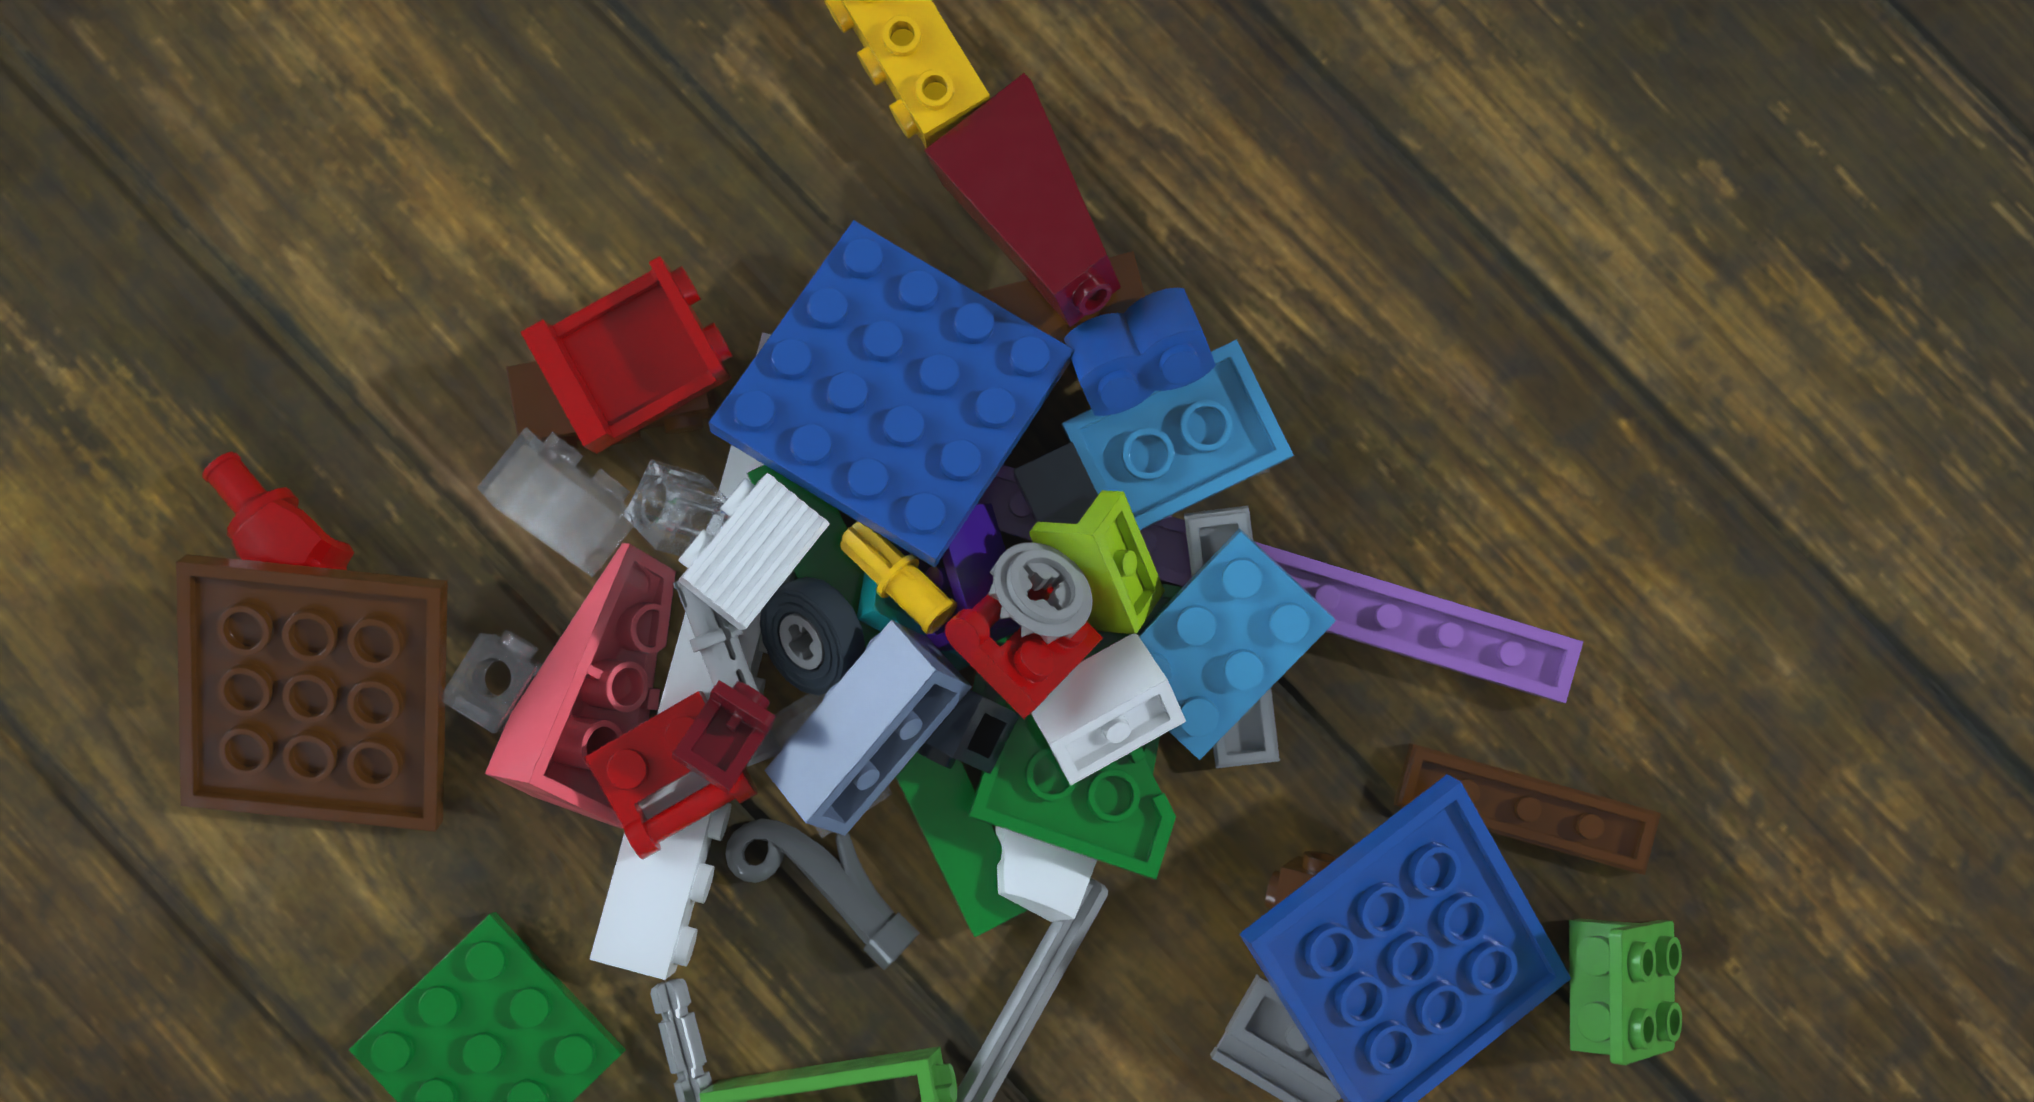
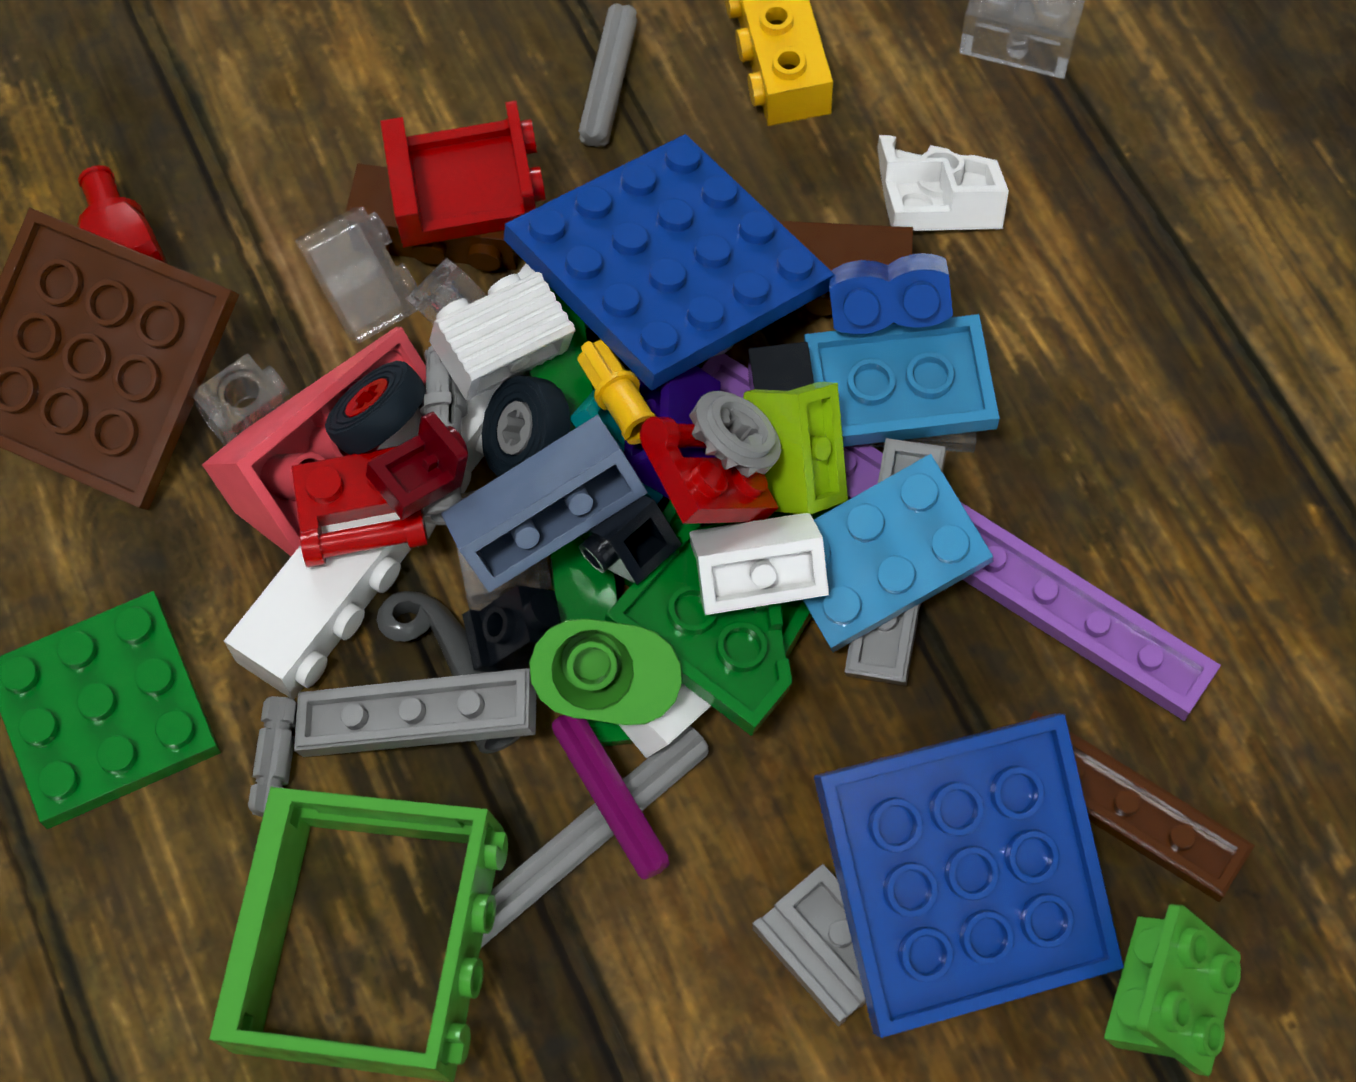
camera: 20 degrees right, 20 degrees down
(645, 662) = (375, 408): none -> black bush
(732, 146) = (608, 75): none -> light grey axle
(810, 960) = (415, 713): none -> light grey tile
(877, 844) = (509, 627): none -> black brick
(989, 874) = (605, 672): none -> bright green piece
(1021, 192) = (834, 162): dark red slope -> none
(1033, 982) = (611, 796): none -> magenta axle
(1139, 175) = (941, 189): none -> white slope

